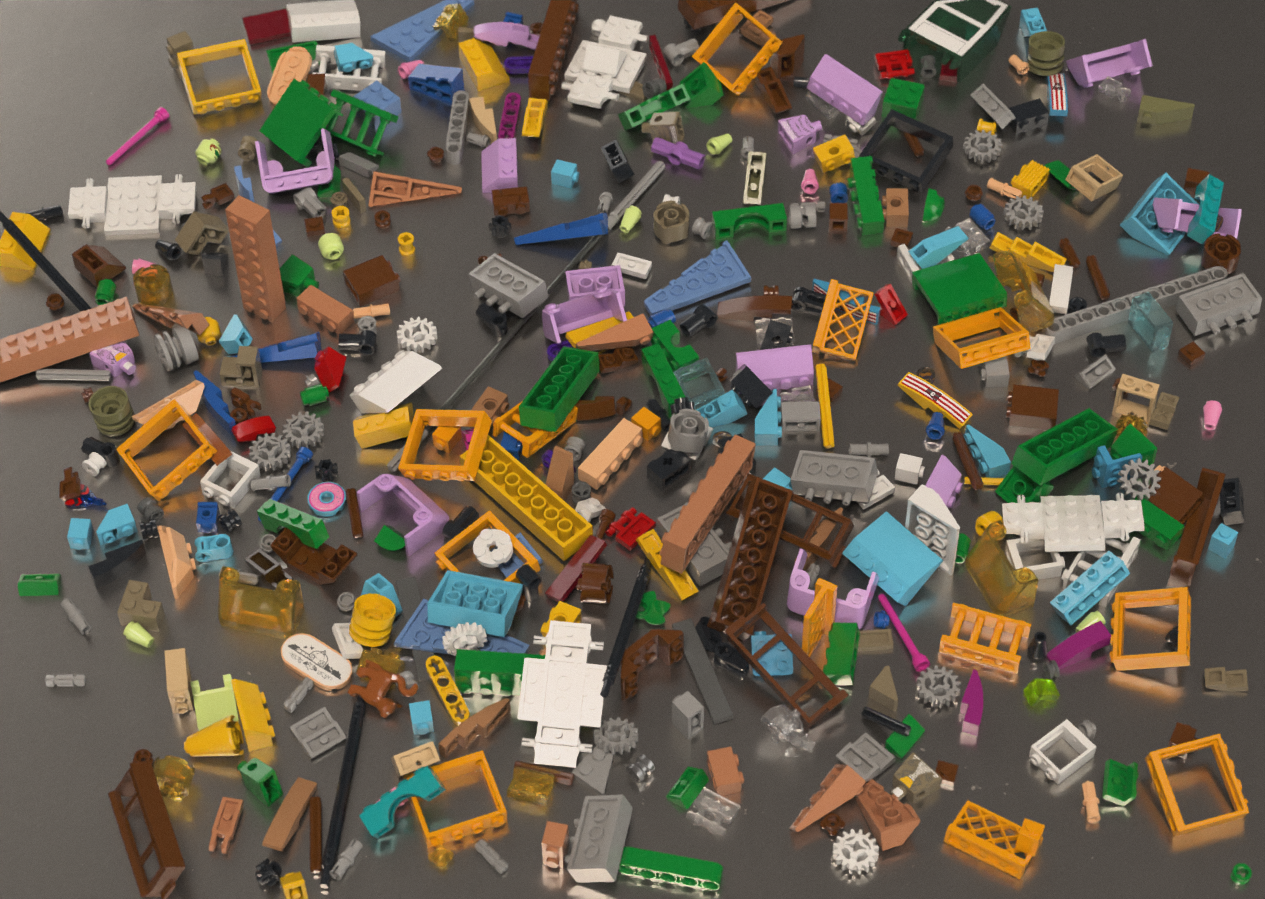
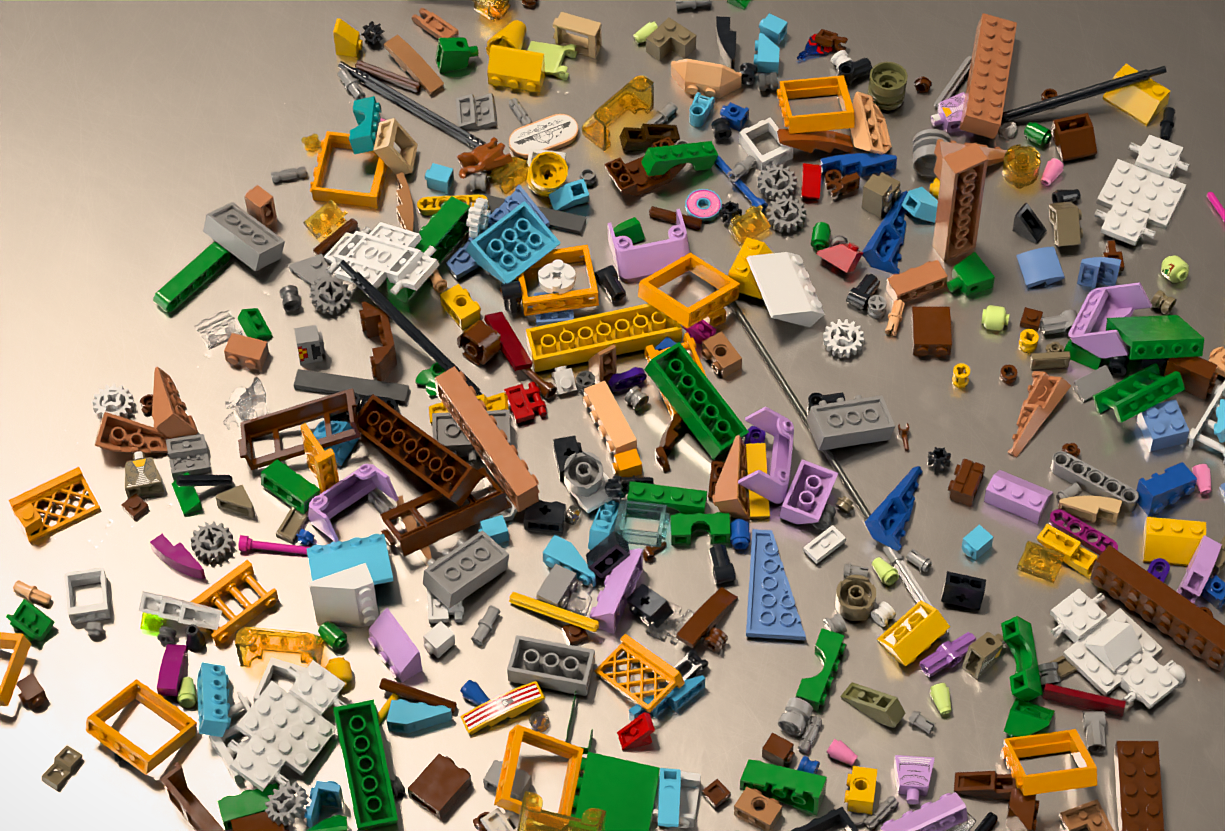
camera: 120 degrees right, 5 degrees up
(333, 449) = (749, 224): none -> clear yellow bracket
(557, 131) = (1041, 561): none -> clear yellow bracket
(644, 240) = (855, 570): none -> light grey pin
(676, 176) = (914, 633): none -> yellow slope
(875, 382) = (551, 665): none -> light grey brick
(916, 332) = (586, 750): none -> green piece
(1027, 655) = (180, 610): none -> white slope

